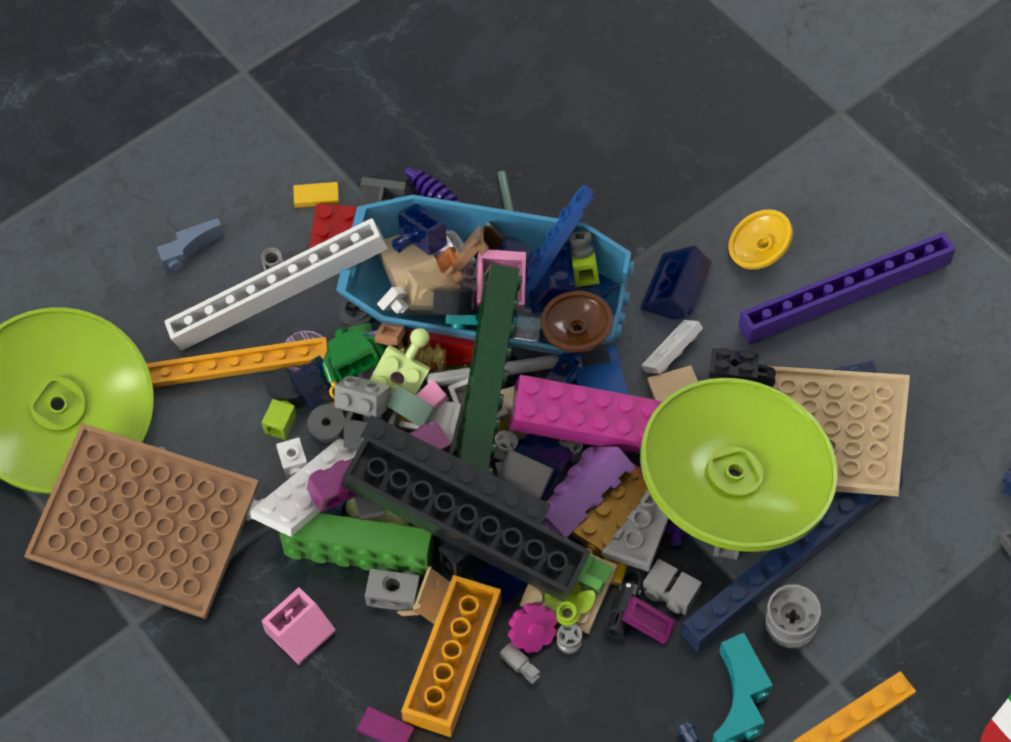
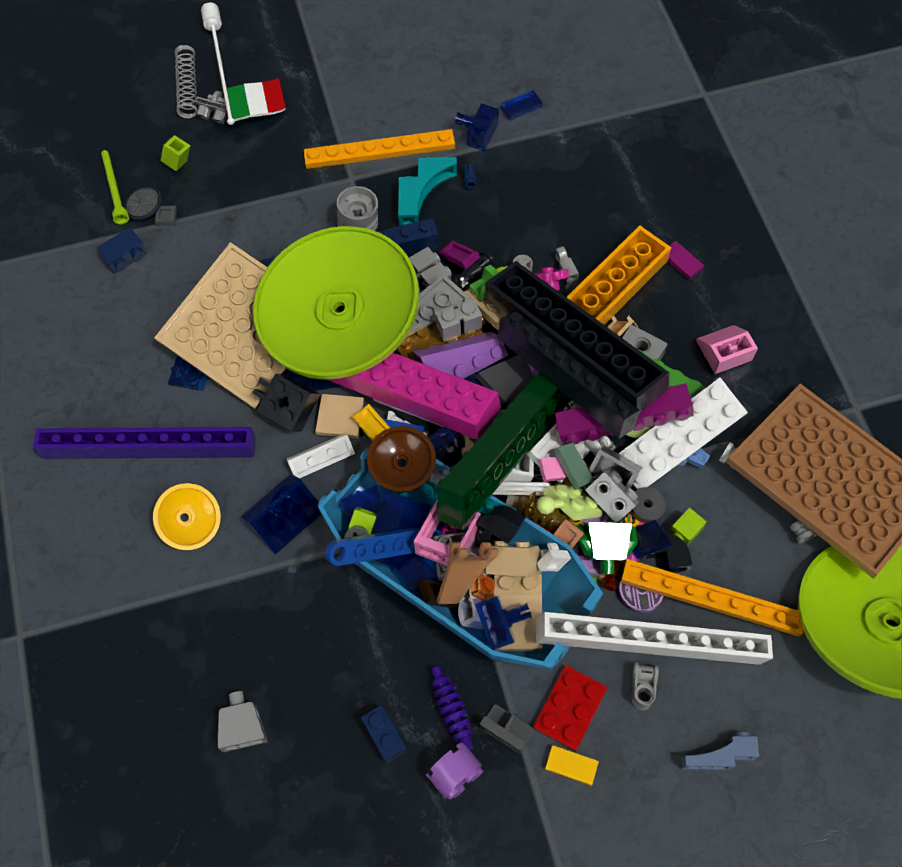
camera: 155 degrees left, 5 degrees up
(291, 456) = (687, 487): white brick -> none
(410, 143) = (454, 771): none -> medium lavender brick
(484, 151) = (384, 734): none -> dark blue brick
(505, 192) = (387, 672): sand green bar -> none
(595, 522) = (449, 319): none -> light grey piece
(607, 116) = (239, 724): none -> light grey torso
(633, 384) = (370, 422): none -> yellow tile

